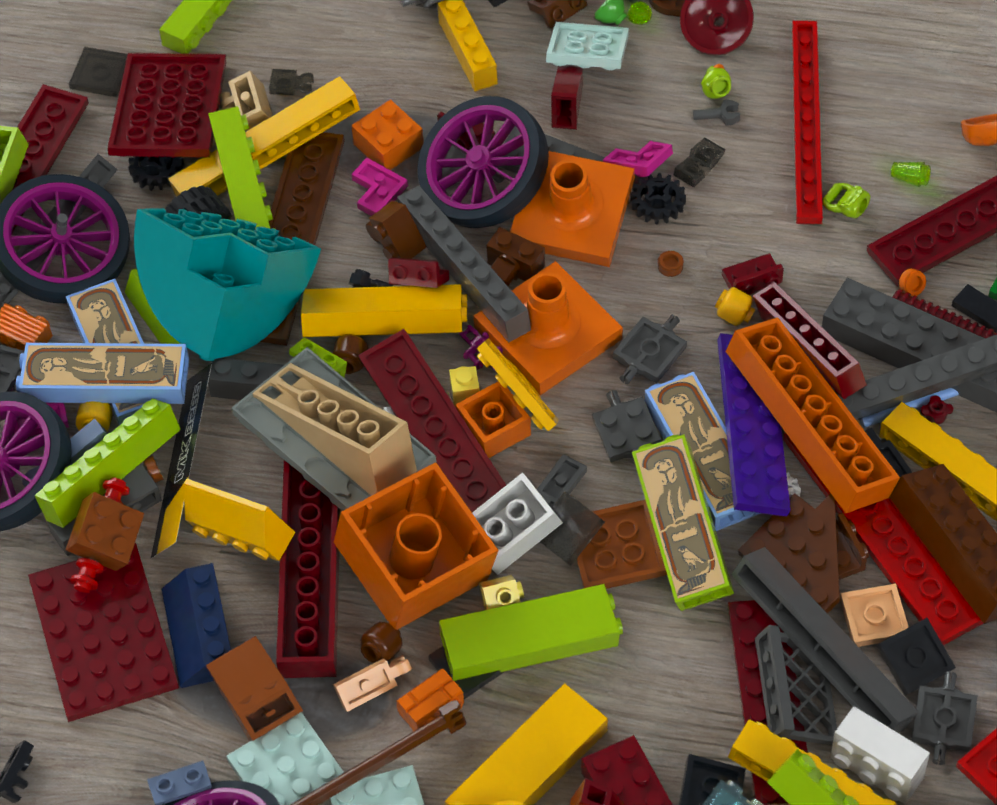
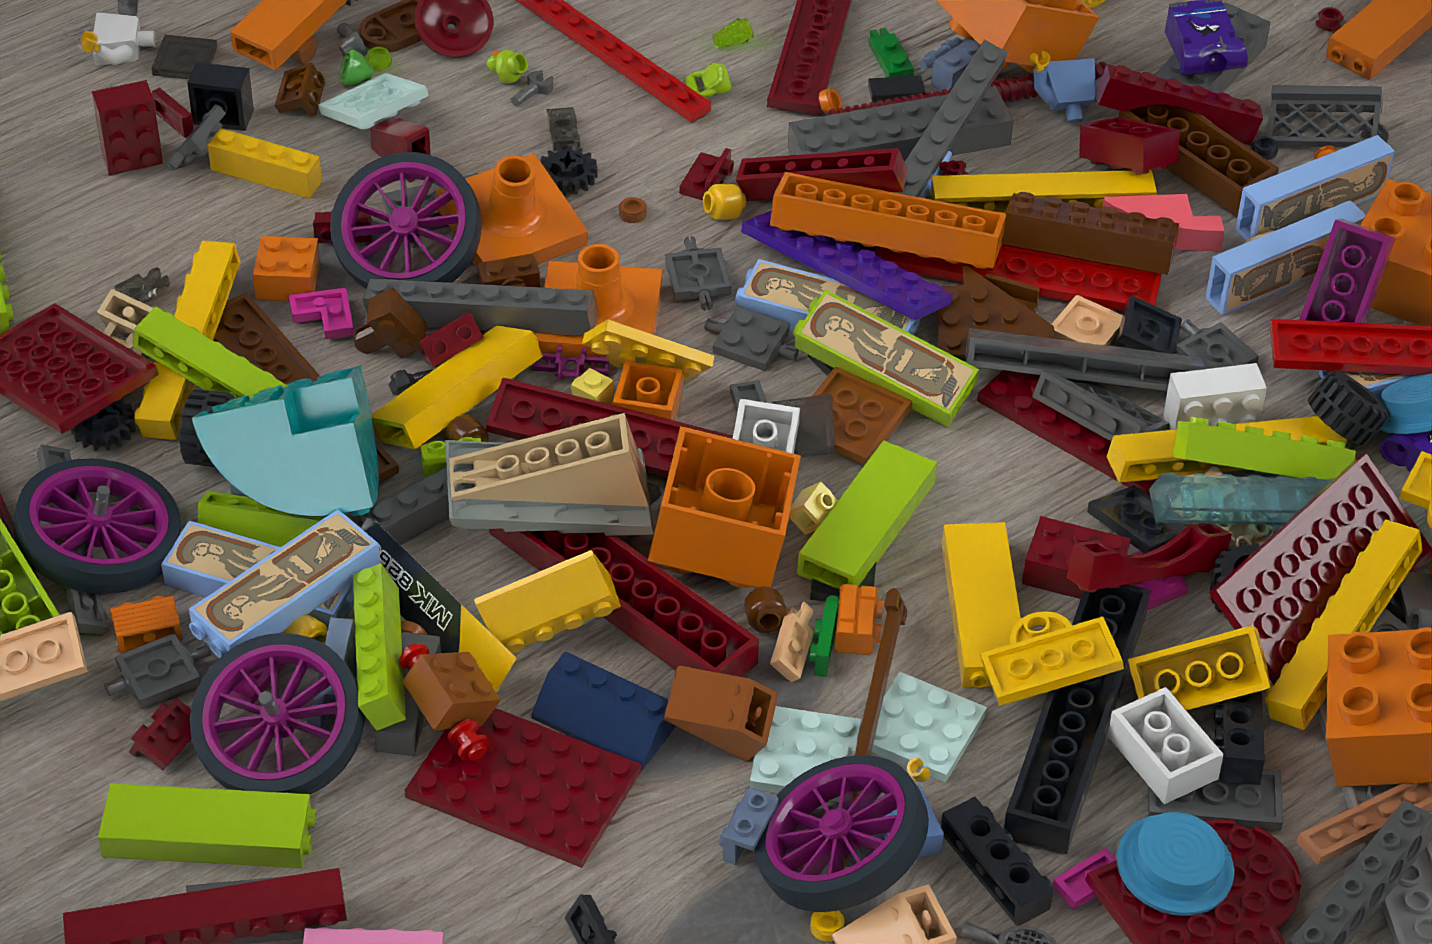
camera: 50 degrees left, 10 degrees down
(385, 703) = (825, 631): none -> green hinge
(644, 160) = (521, 144): dark pink plate -> none

